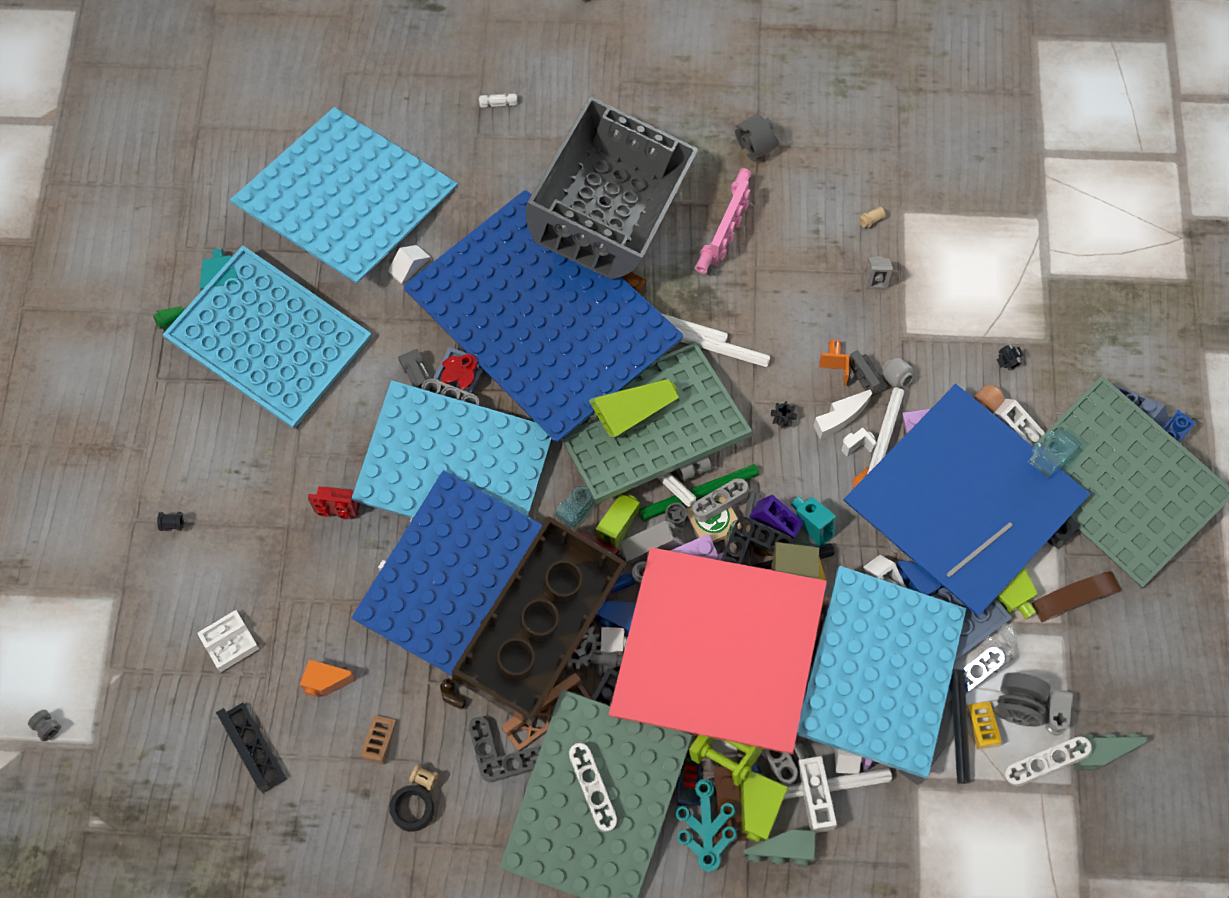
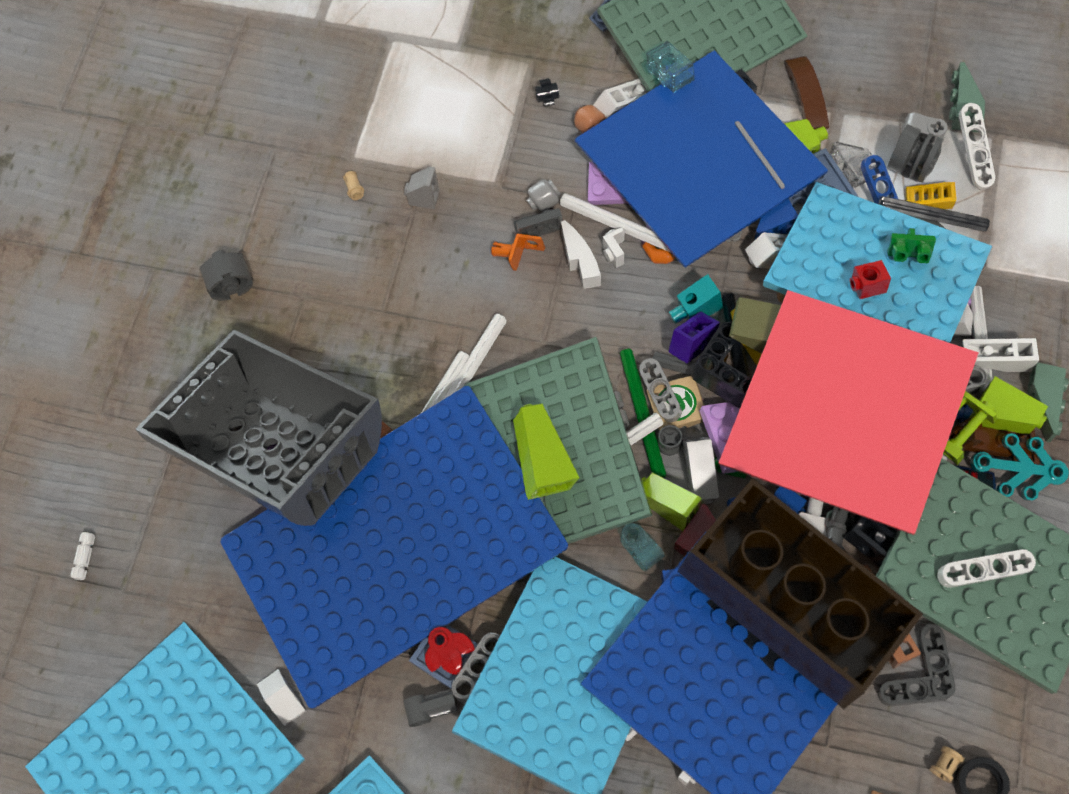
camera: 75 degrees left, 0 degrees up
(449, 695) = (849, 722): dark brown arm -> none
(636, 569) = (730, 480): white plate -> none
(716, 250) = (330, 323): bright pink plate -> none
(783, 420) = (567, 317): black gear -> none
(849, 661) = (870, 279): none -> red brick
(904, 691) = (911, 245): none -> green hips

